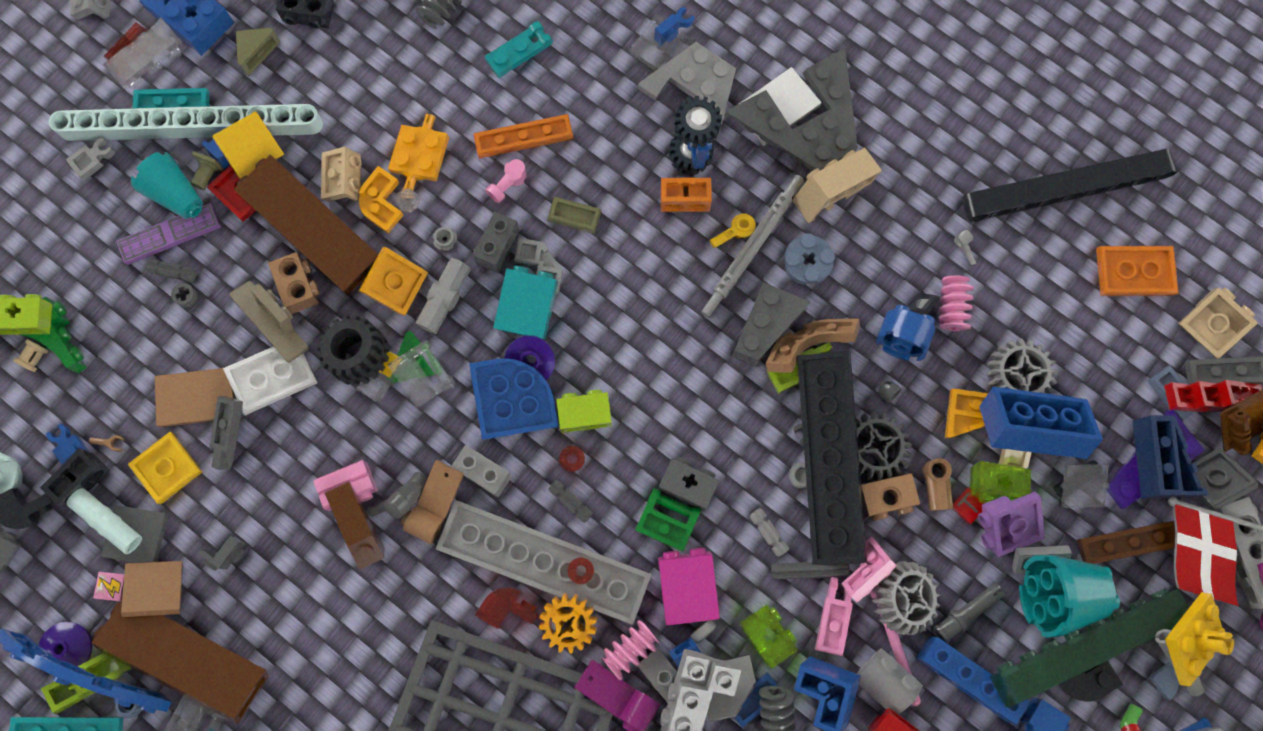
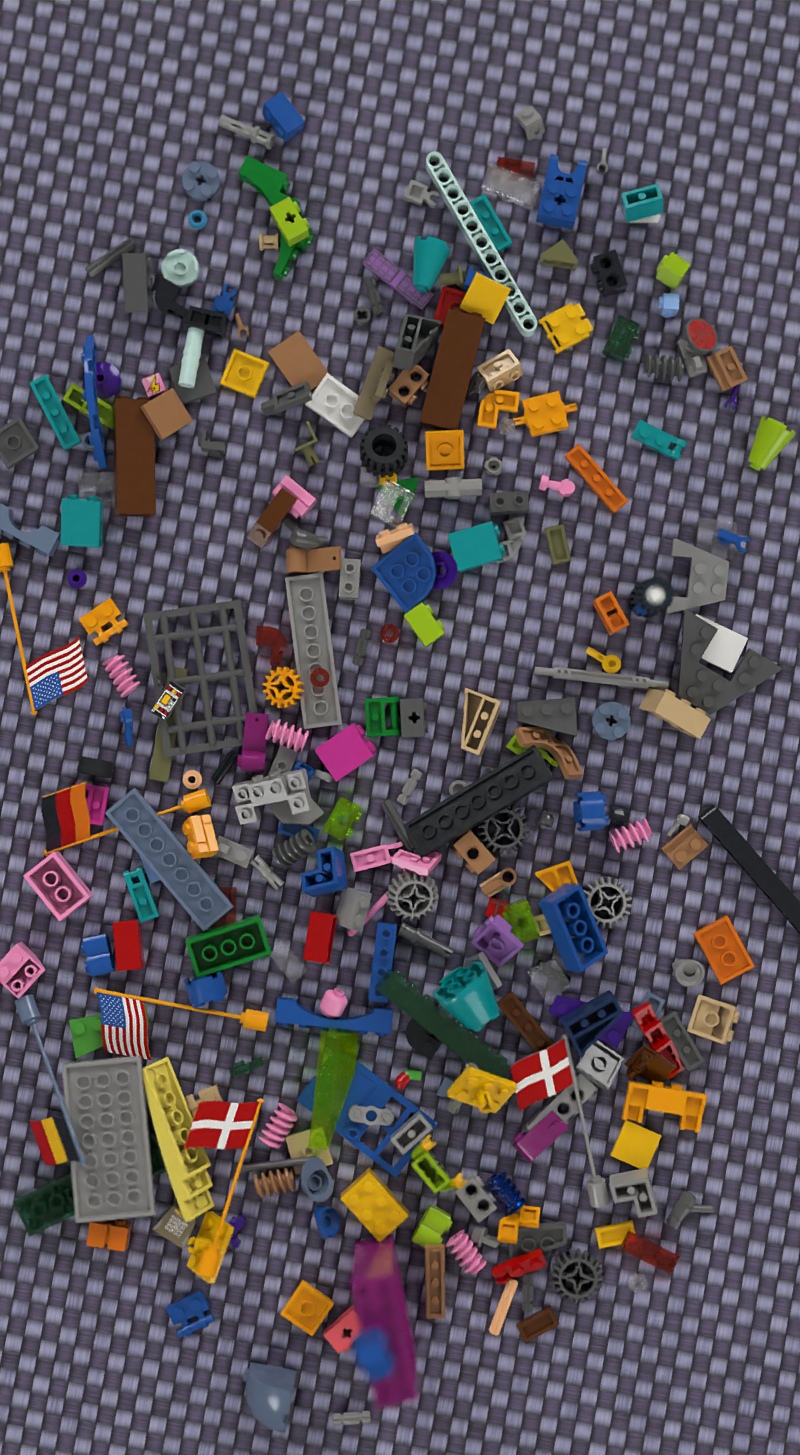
camera: 65 degrees right, 10 degrees up
(247, 246) = (415, 340): none -> dark grey wedge
(297, 438) = (308, 449): none -> olive bracket
(336, 80) = (567, 326): none -> yellow plate
(342, 204) = (476, 384): none -> dark grey plate
(383, 30) = (621, 338): none -> clear green brick
(462, 398) = (389, 540): none -> light nougat bracket
(733, 407) = (478, 721): none -> tan wedge
(995, 253) = (684, 846): none -> medium nougat plate
(1148, 321) = (688, 972): none -> light grey piece

